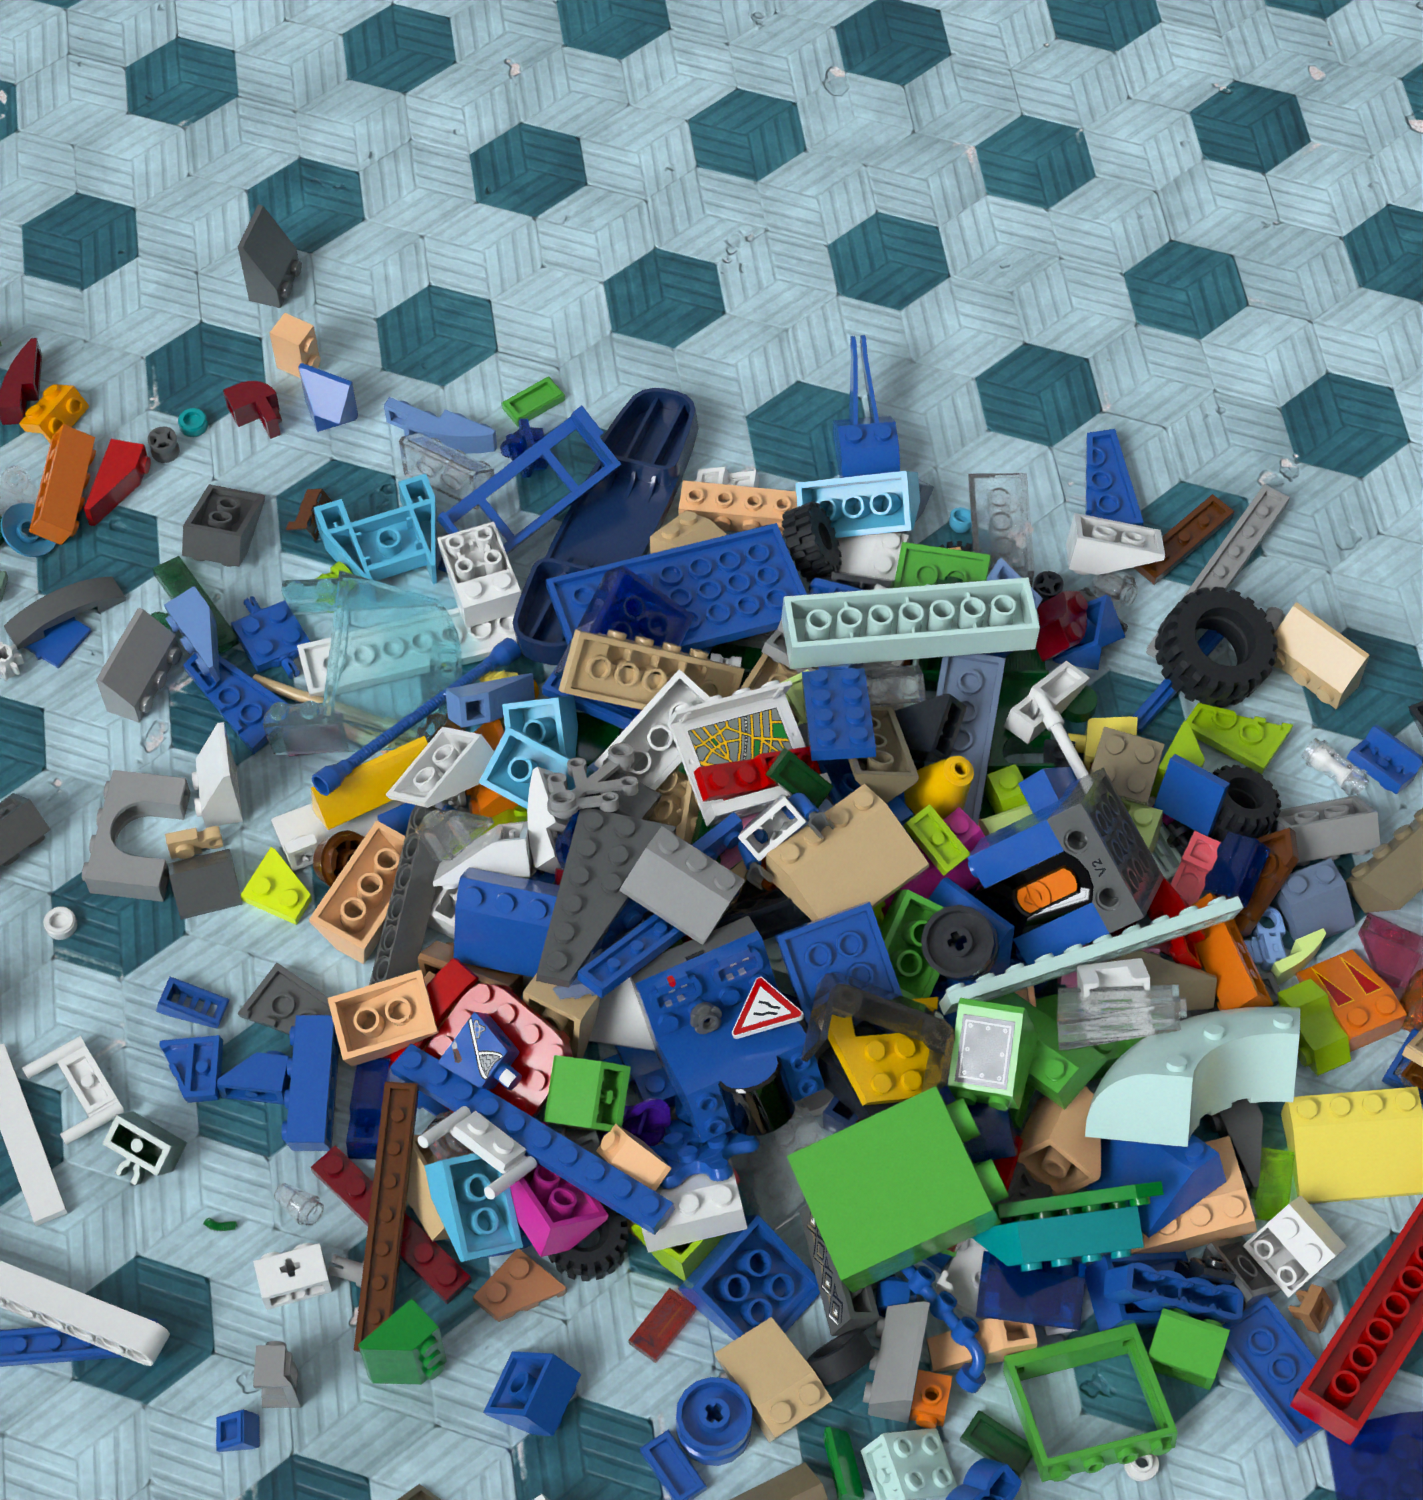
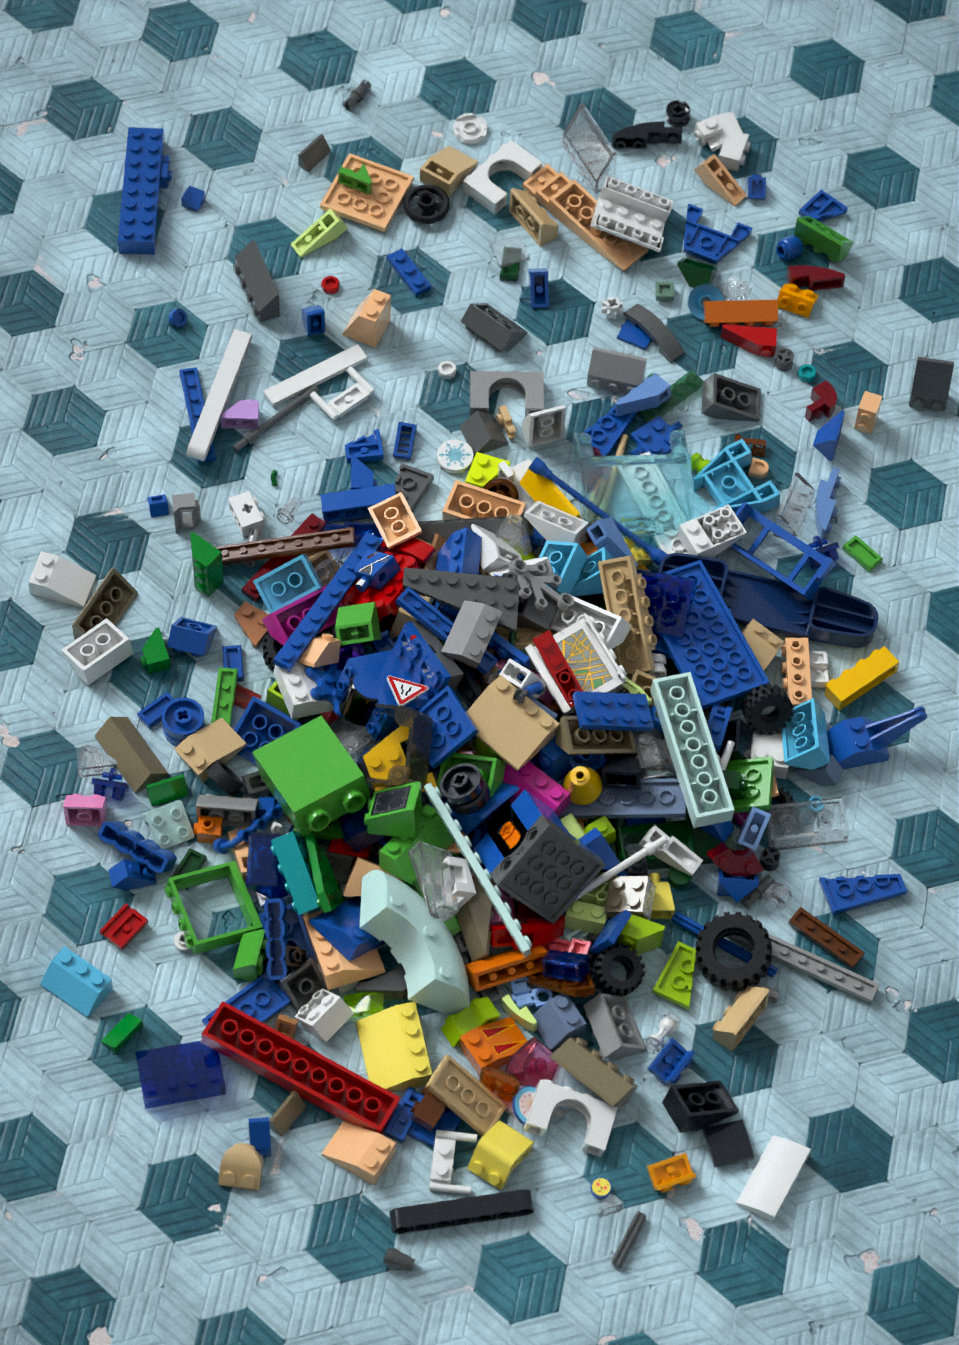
camera: 80 degrees right, 0 degrees up
(81, 1257) = (241, 415): none -> lavender slope
(128, 1256) = (249, 438): none -> dark grey bar
(143, 1145) = (312, 430): brick -> none
(239, 930) = (455, 456): none -> white tile
(356, 507) = (758, 468): none -> light nougat tile
(486, 1142) = (318, 579): white plate -> none
(558, 1460) = (155, 653): none -> green slope
(594, 1331) = (233, 659): none -> blue tile
(668, 1347) = (225, 694): none -> bright green tile
(702, 1012) = (402, 666): dark grey plate -> none
(753, 431) = (861, 678): none -> yellow brick
(798, 777) = (557, 690): dark green tile -> none
(936, 840) = (539, 775): lime plate -> none
(1109, 545) = (805, 887): white slope -> none

